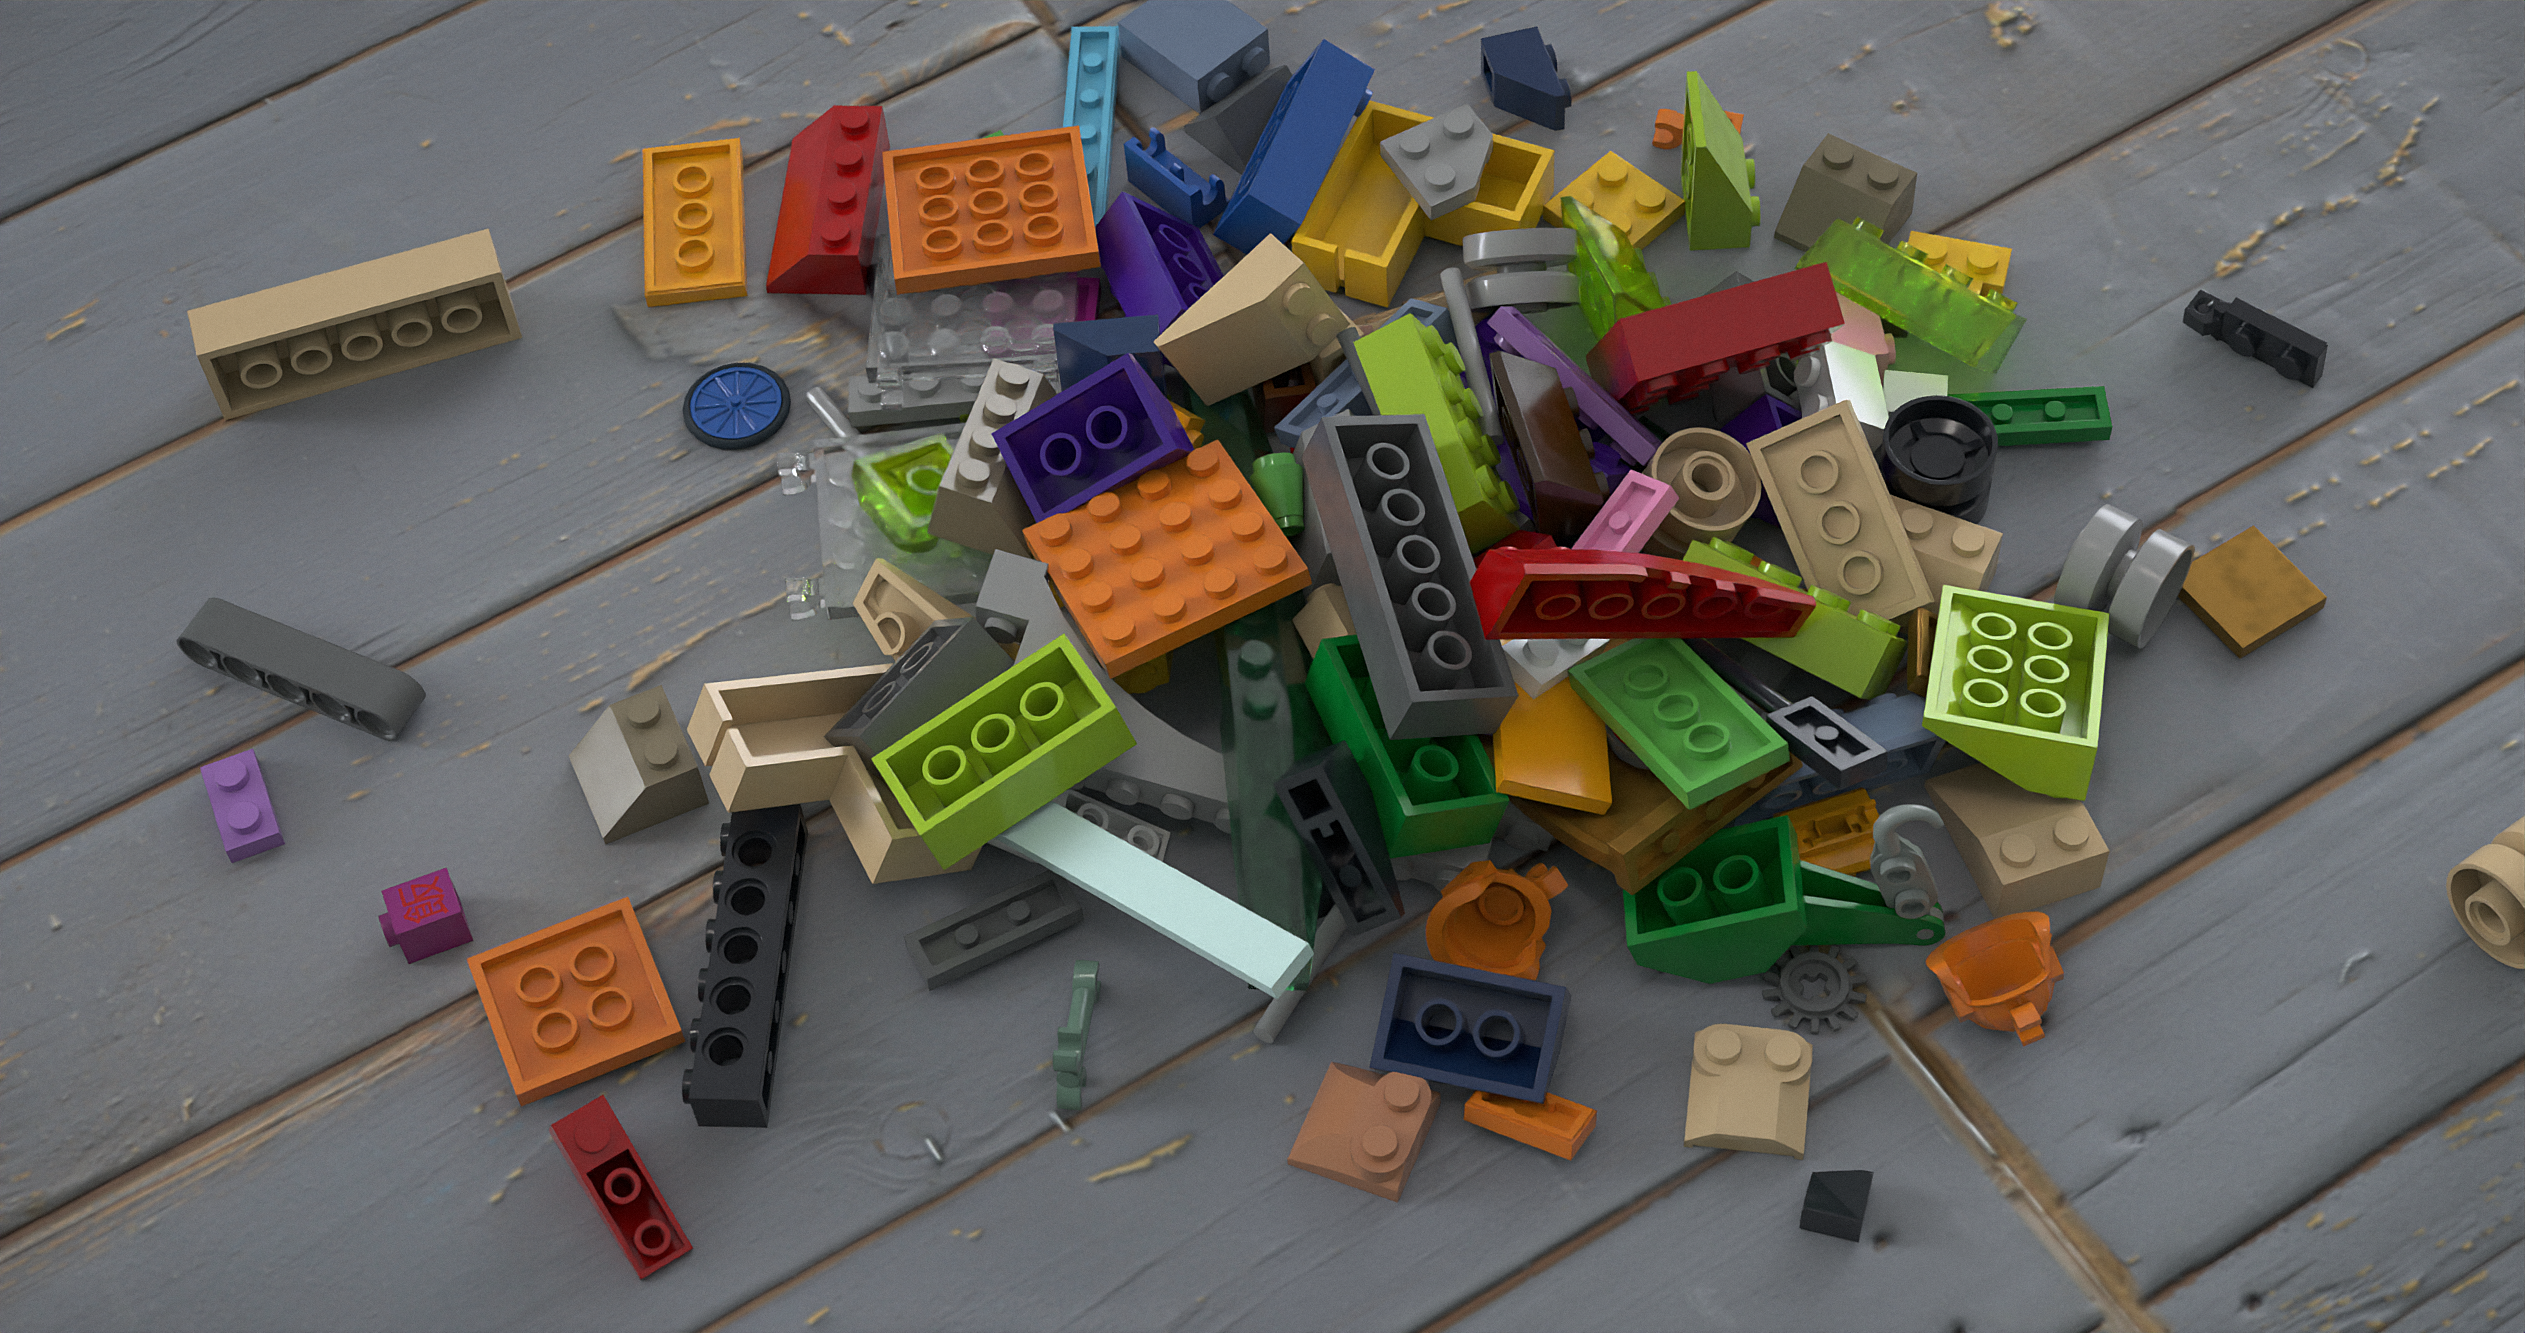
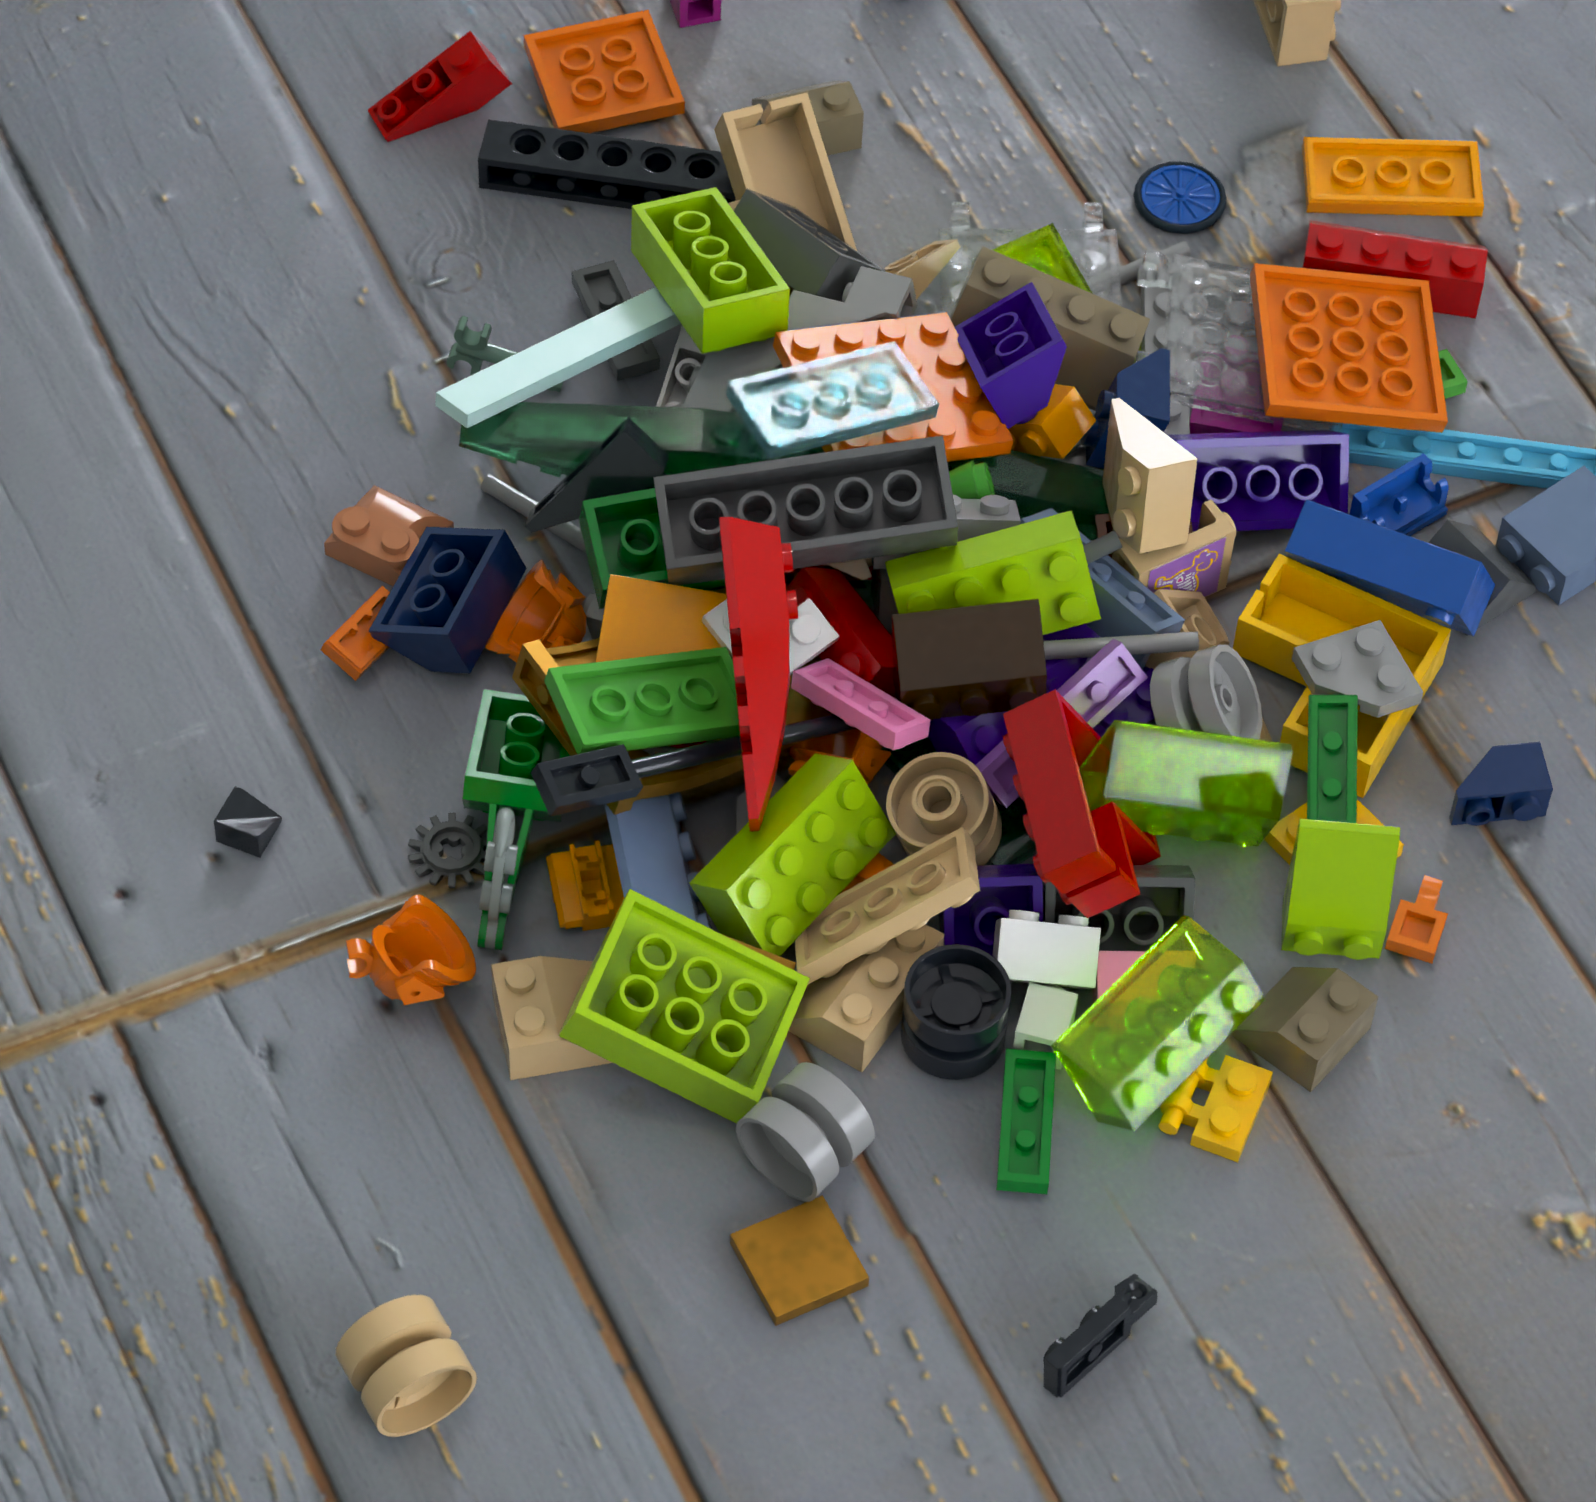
camera: 90 degrees right, 0 degrees up
(1235, 570) = (831, 399): none -> clear light blue plate
(1589, 179) = (1332, 758): none -> green tile
(1749, 1090) = (361, 785): tan slope -> none

